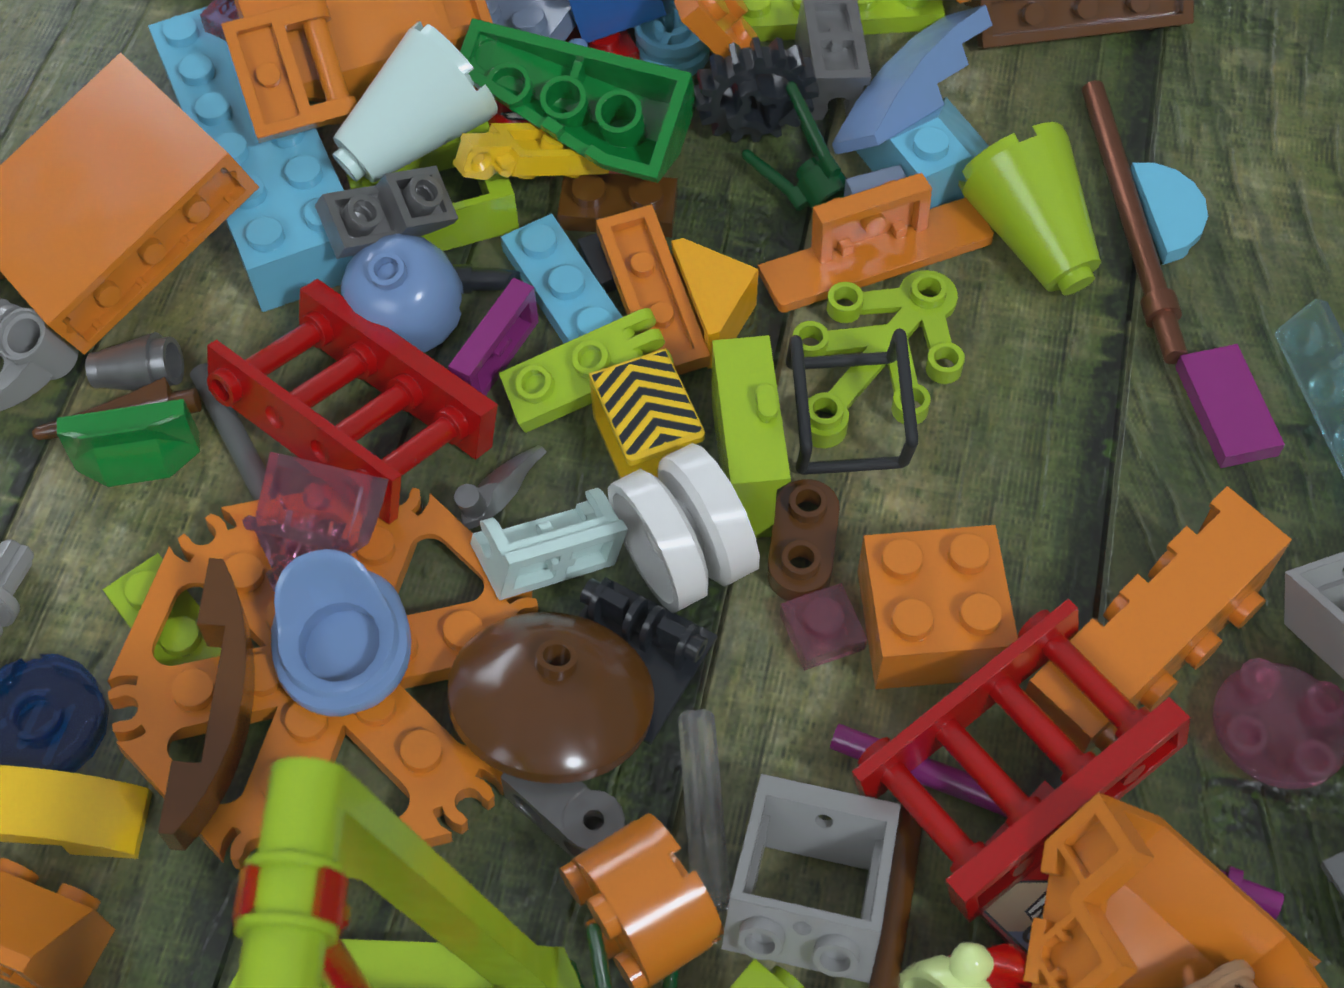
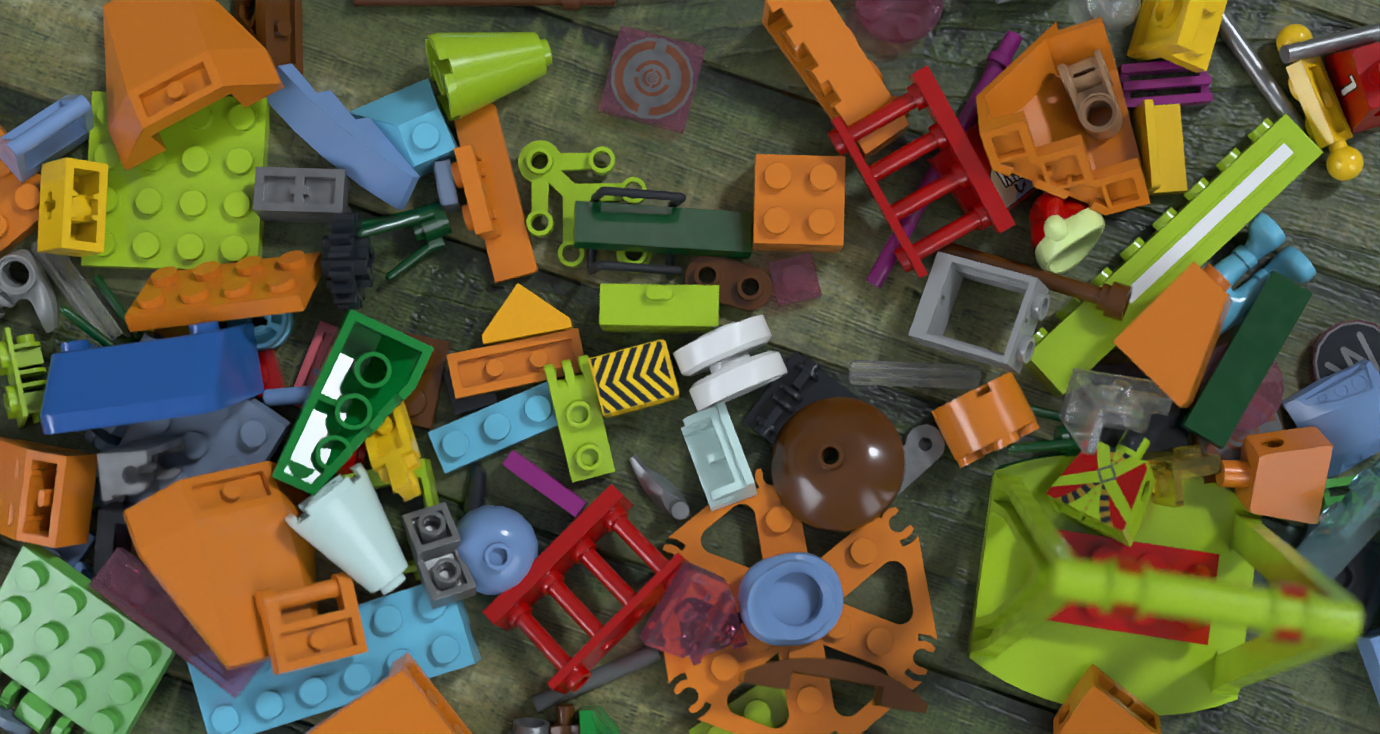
camera: 80 degrees left, 25 degrees up
(861, 430) = (662, 229): none -> dark green tile
(1073, 416) = (652, 79): none -> tile

